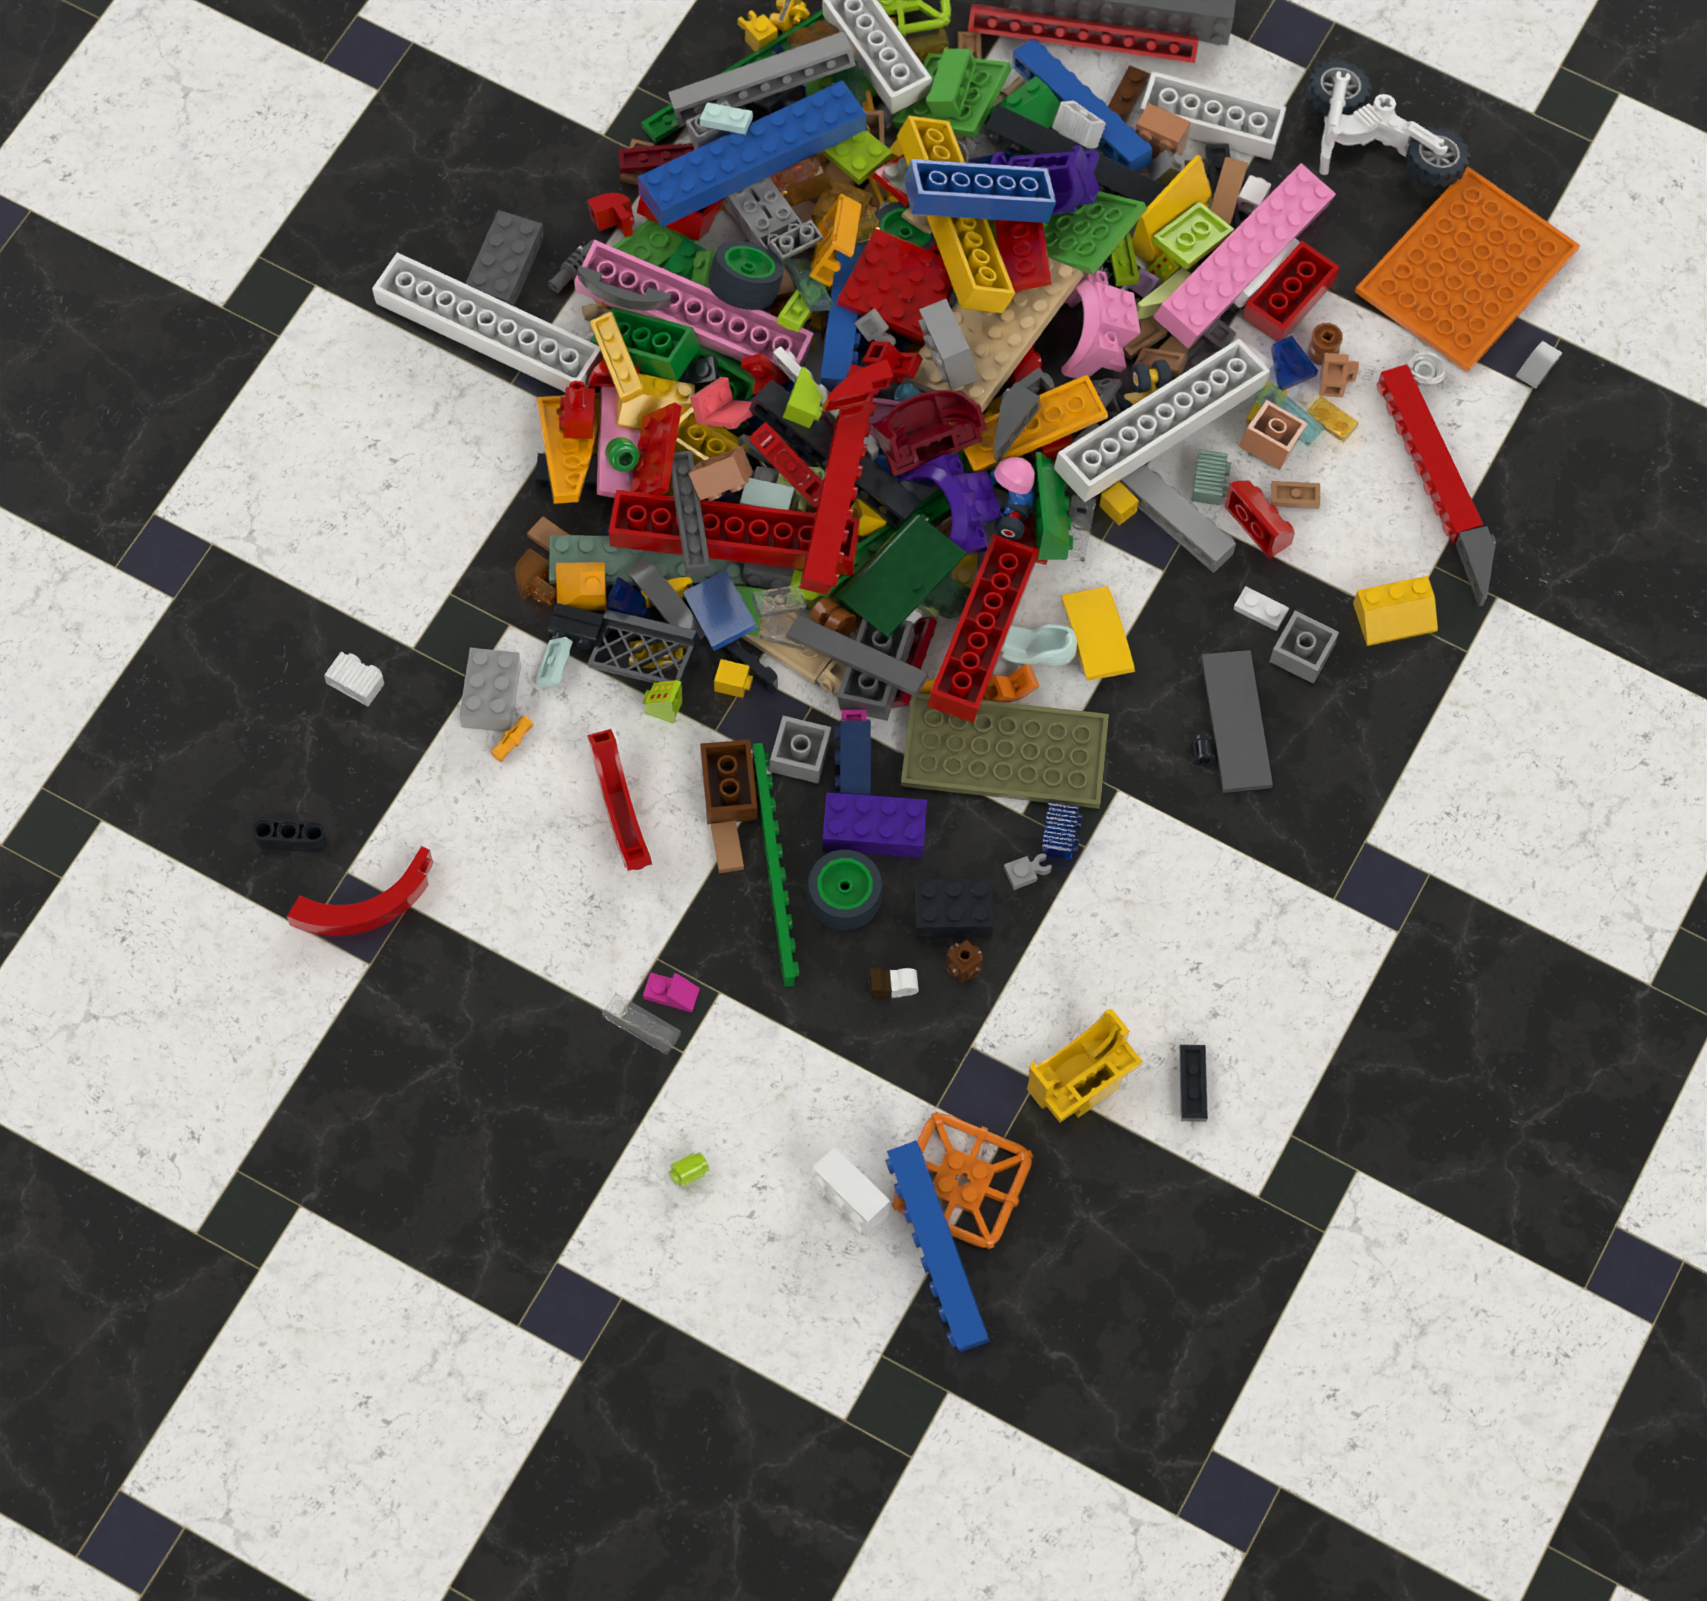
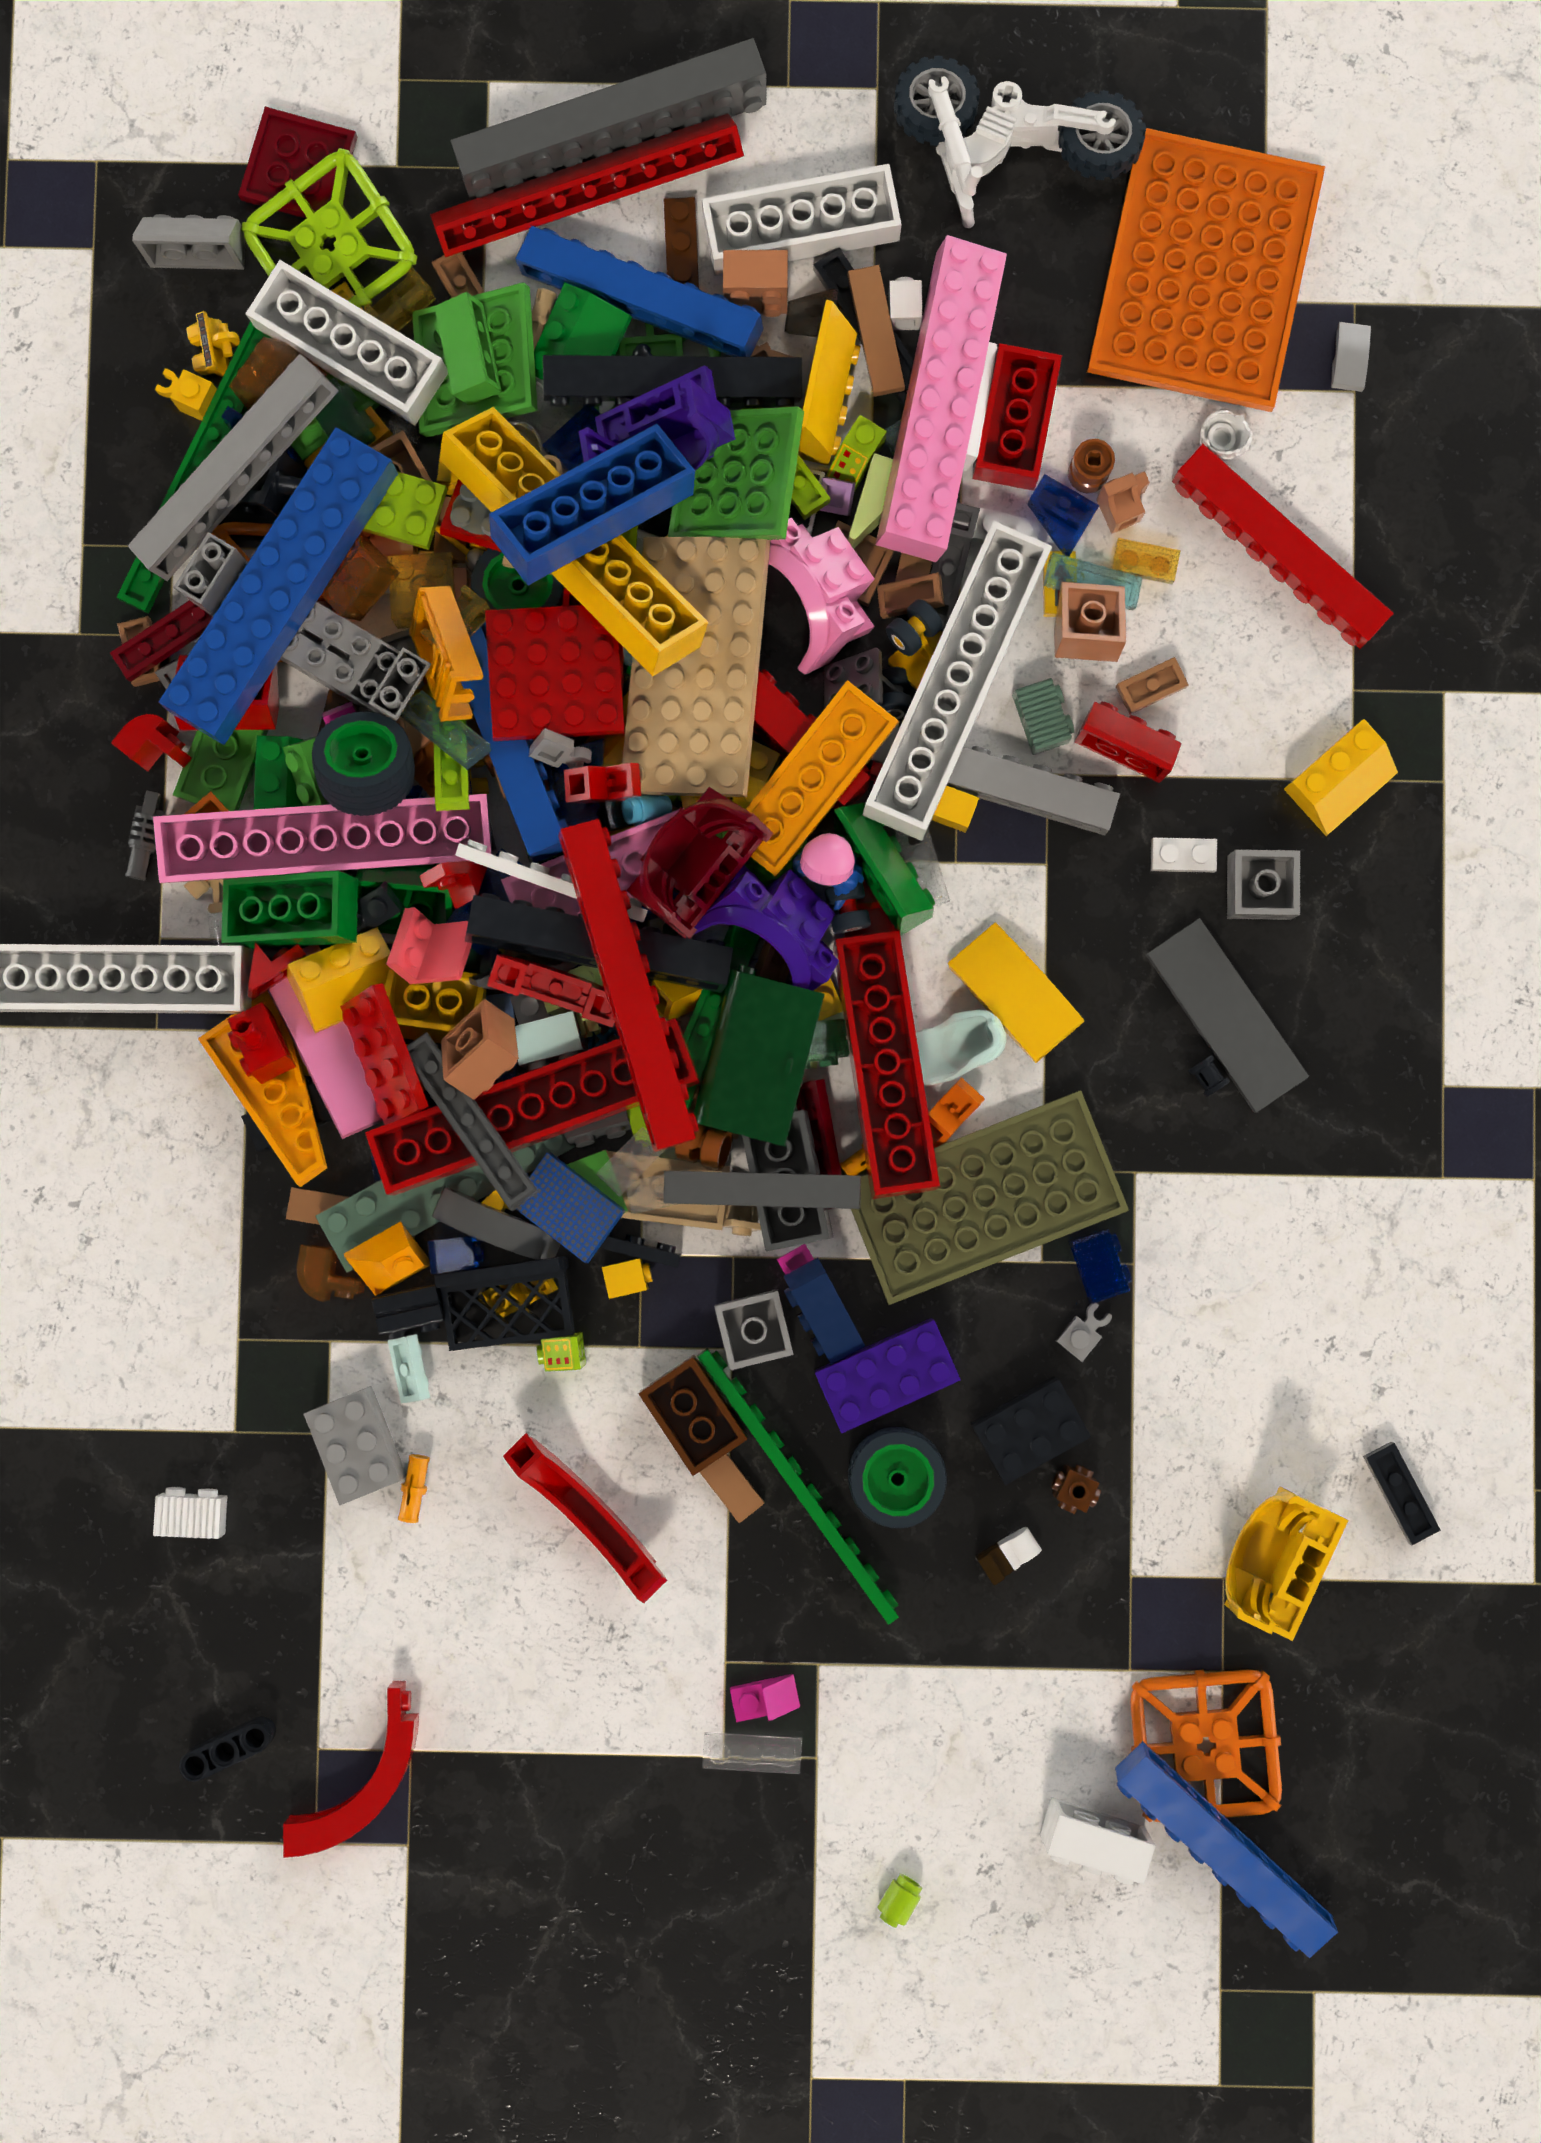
camera: 25 degrees left, 20 degrees up
(506, 257) = (57, 877): dark grey brick -> none
(617, 357) = (268, 955): yellow tile -> none
(622, 454) = (344, 1077): green head -> none
(651, 301) = (267, 863): dark grey slope -> none
(726, 118) = (222, 562): light aqua plate -> none
(804, 401) = (528, 905): lime slope -> none
(859, 386) = (590, 858): red slope -> none
(948, 344) = (661, 735): light grey brick -> none
(1016, 412) = (788, 778): dark grey slope -> none
(1024, 253) = (687, 554): red plate -> none
(1036, 381) = (784, 729): dark grey bracket -> none
(1078, 124) = (653, 326): white brick -> none
(1166, 167) = (786, 326): light grey brick -> none
(1192, 235) = (868, 408): lime plate -> none
(1477, 553) = (1405, 659): dark grey slope -> none

